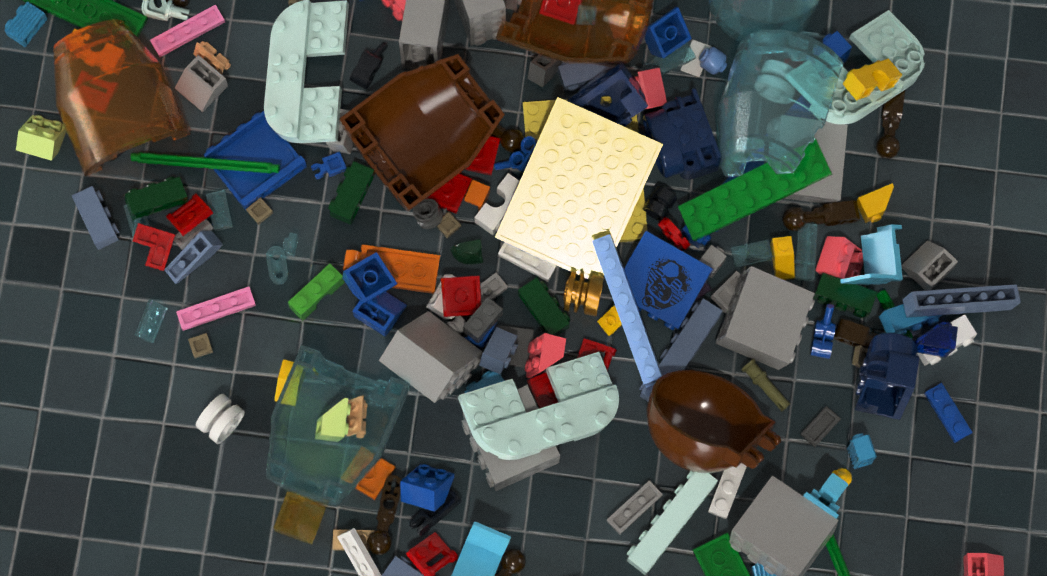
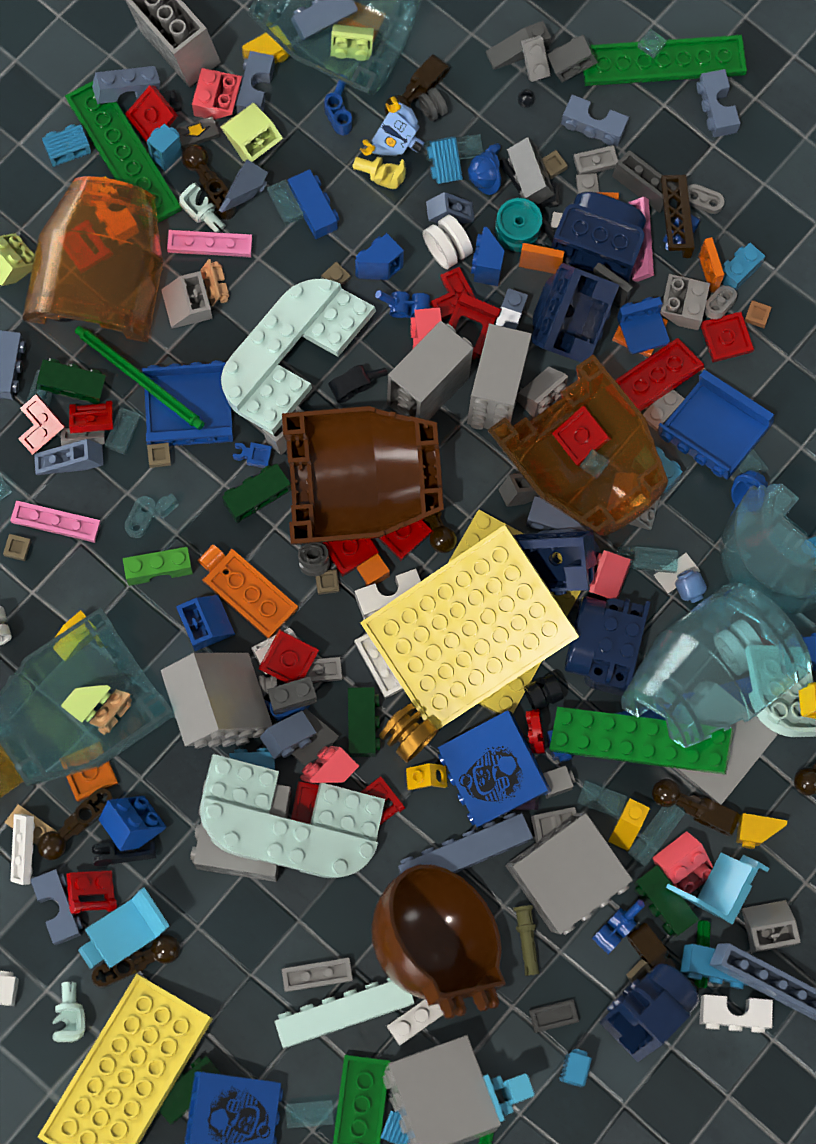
camera: 30 degrees right, 0 degrees up
(368, 278) = (212, 585): blue slope -> none
(468, 252) = (328, 621): clear green brick -> none
(515, 158) = (435, 561): blue beam -> none
(627, 310) = (437, 777): light blue brick -> none
(667, 34) = (661, 531): blue slope -> none
(843, 474) = (540, 1081): yellow plate -> none
(939, 340) = (725, 1009): clear blue slope -> none
(948, 412) = (691, 1087): blue plate -> none

